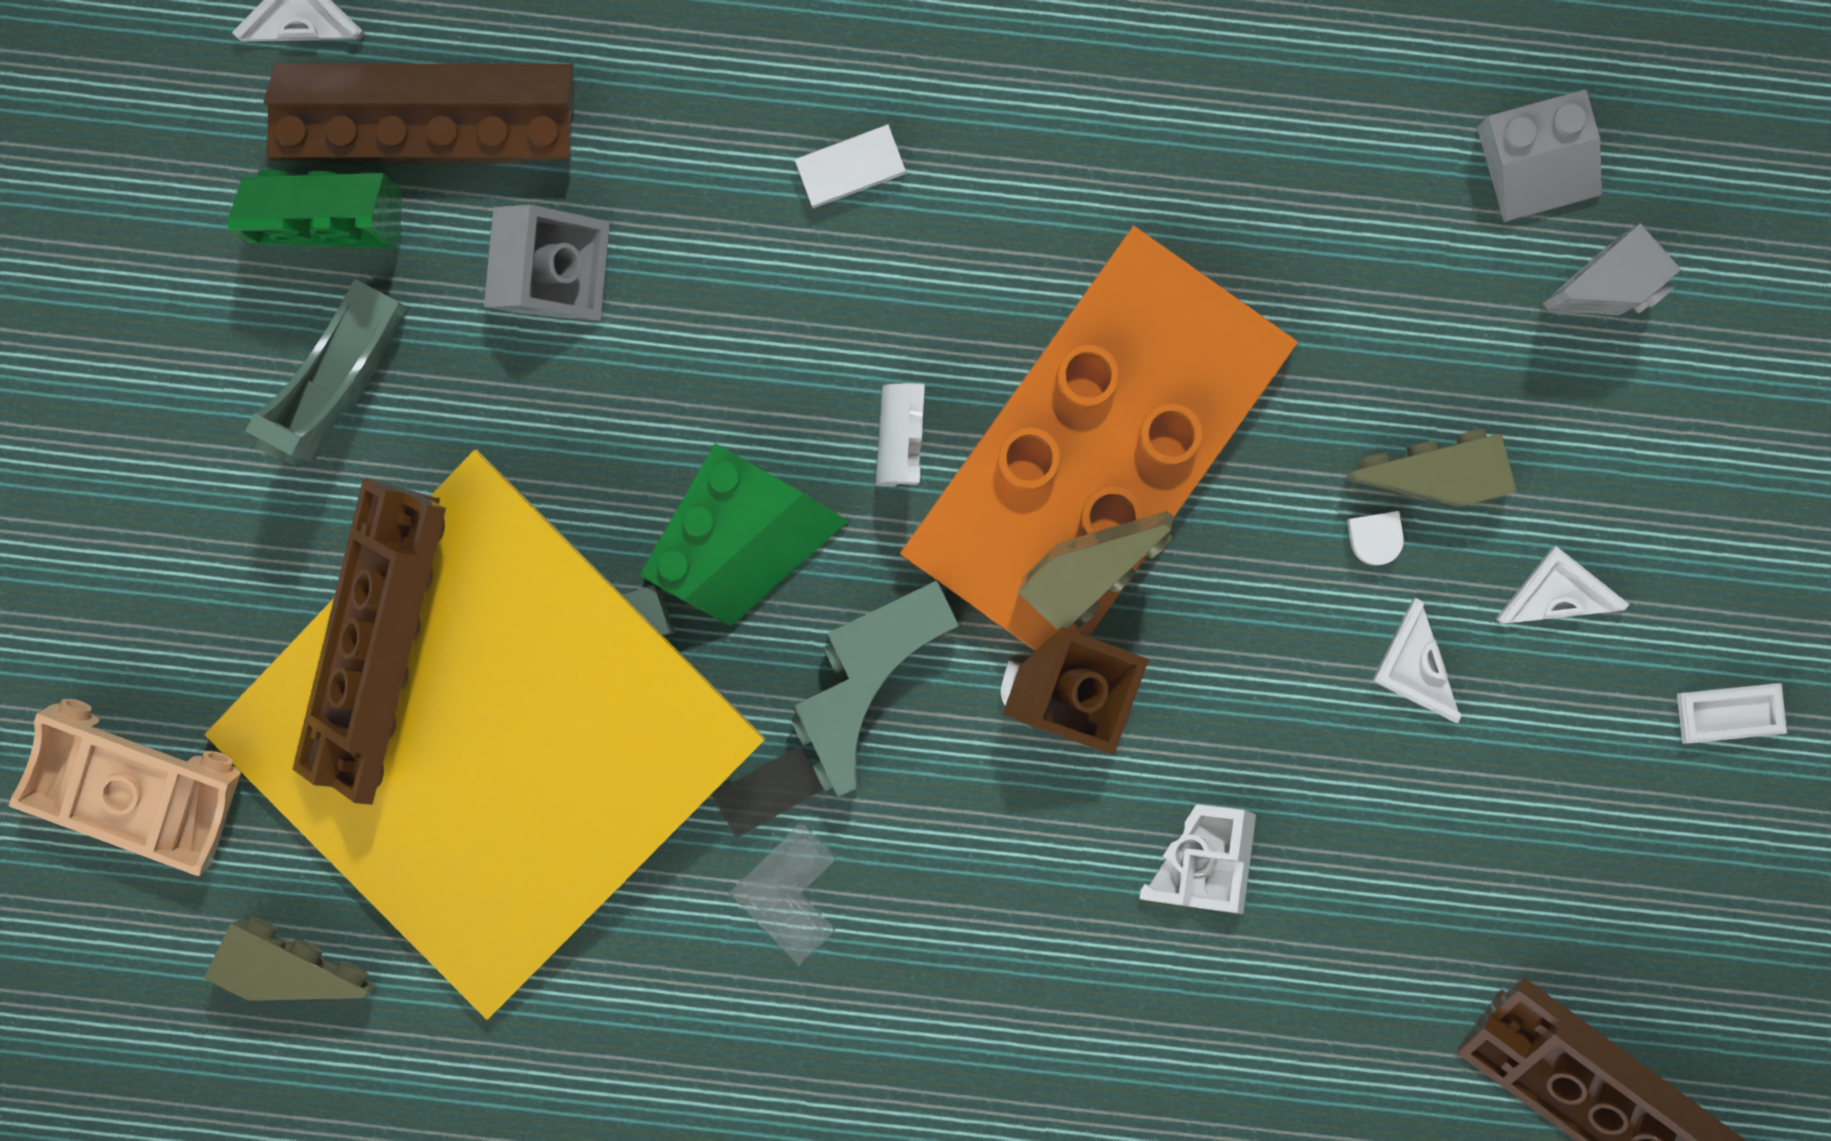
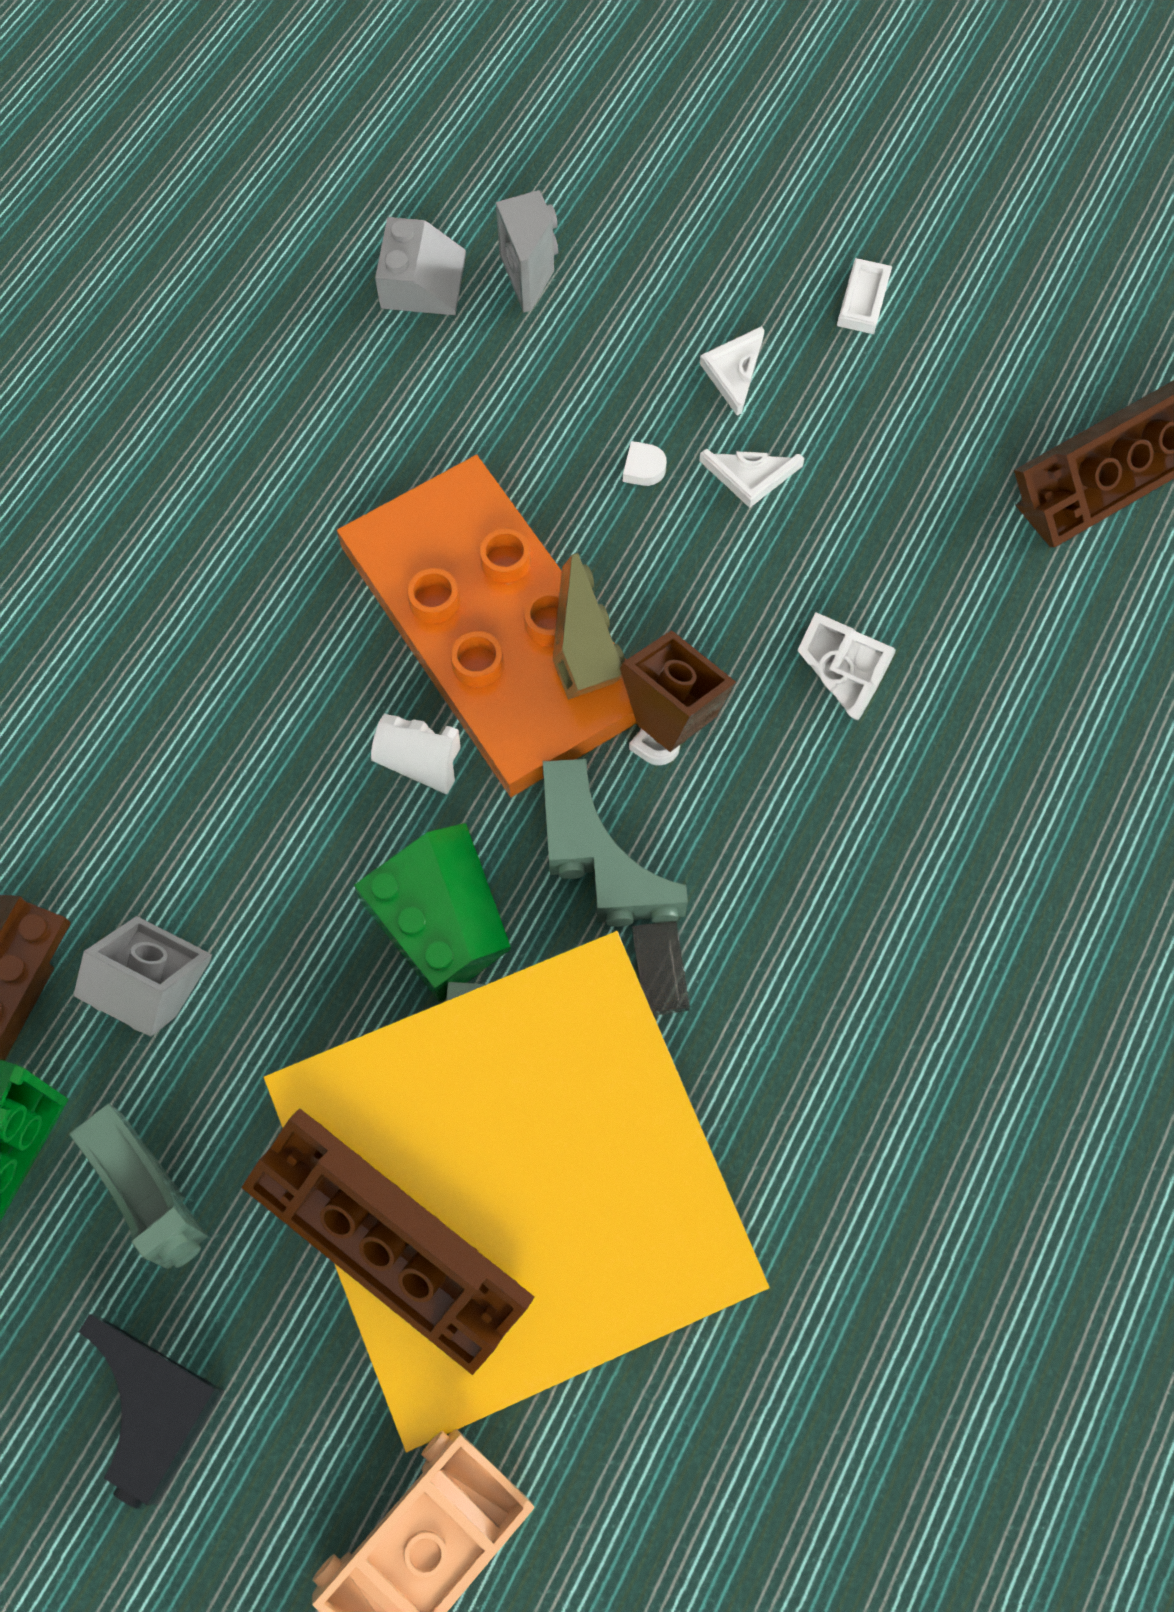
camera: 75 degrees left, 20 degrees down
(154, 488) = (160, 1413): none -> black arch
(266, 967) = (647, 1479): olive slope -> none
(775, 894) = (751, 996): clear plate -> none
(850, 166) = (189, 717): white tile -> none
(1452, 475) = (619, 402): olive slope -> none

